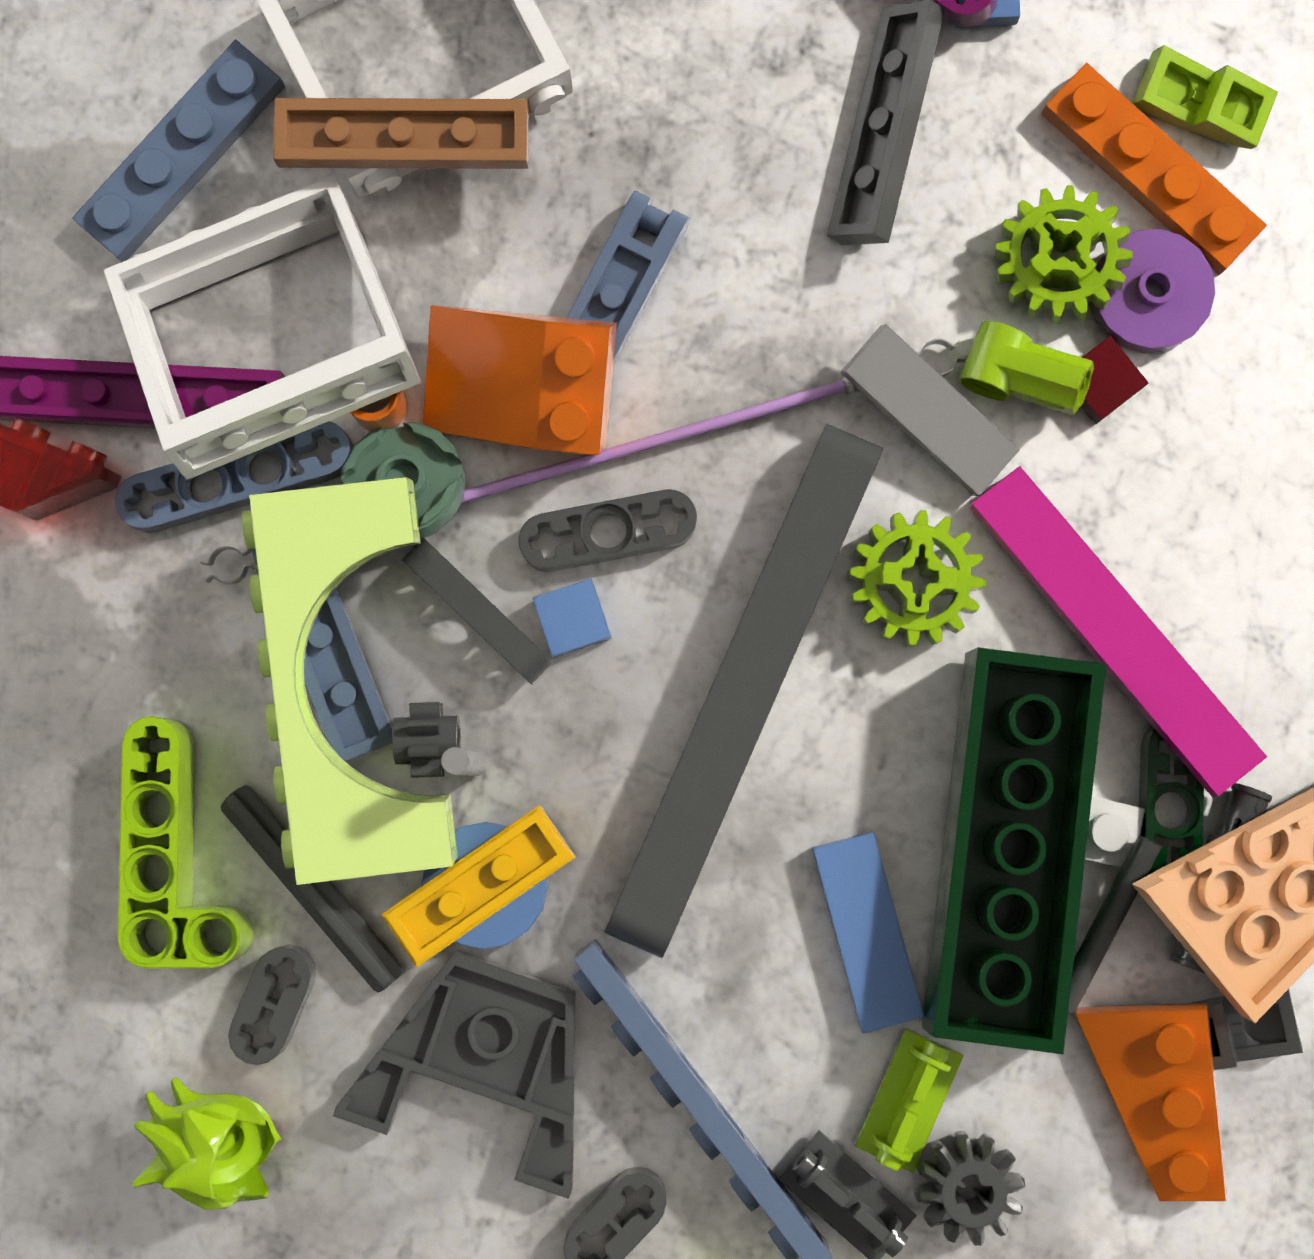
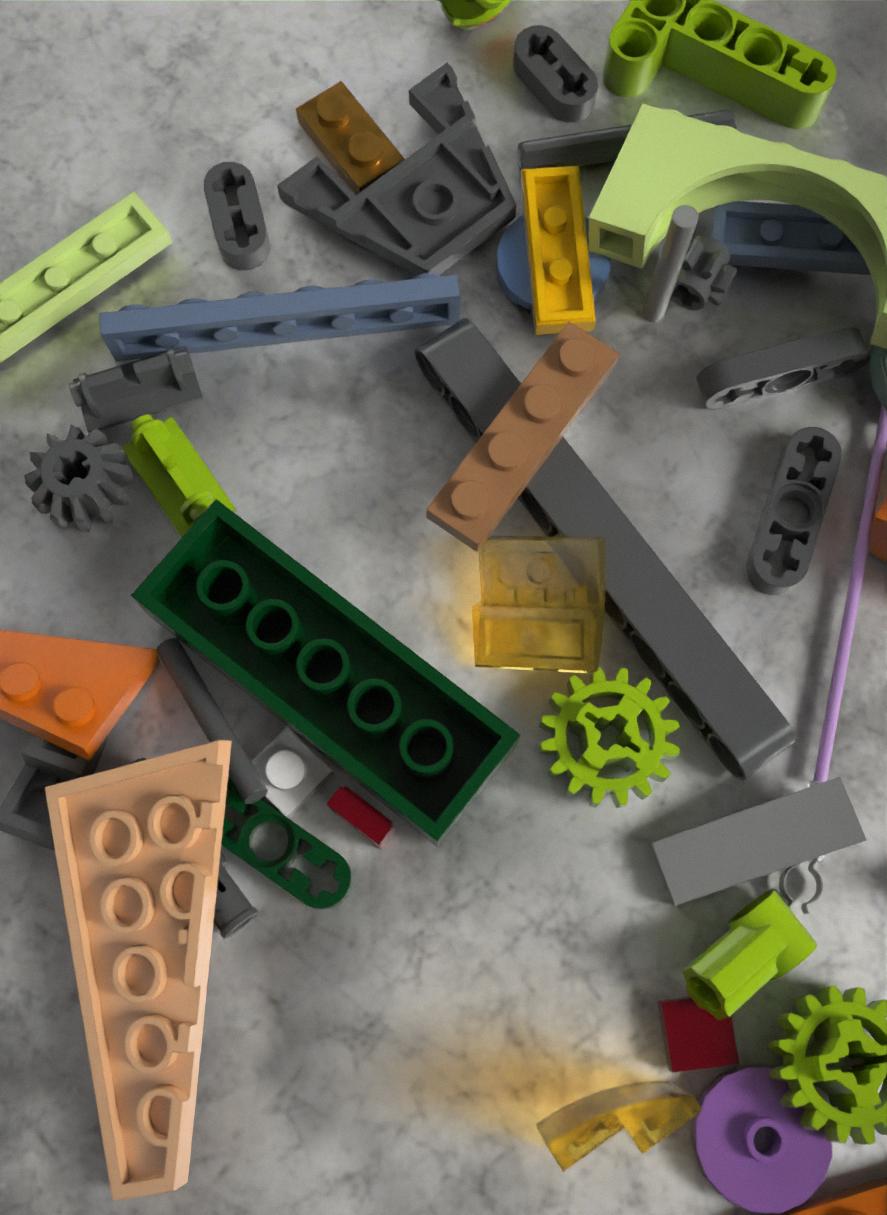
camera: 120 degrees right, 10 degrees down
(464, 1164) = (348, 137): none -> pearl gold plate
(572, 618) = (733, 442): medium blue tile -> none
(701, 803) = (522, 436): none -> medium nougat plate
(837, 702) = (540, 603): none -> clear yellow slope
(867, 932) = (334, 525): medium blue tile -> none
(1112, 744) = (362, 816): none -> dark red tile
(1118, 632) = (455, 888): dark pink tile -> none
(1206, 399) = (639, 1110): none -> clear yellow slope

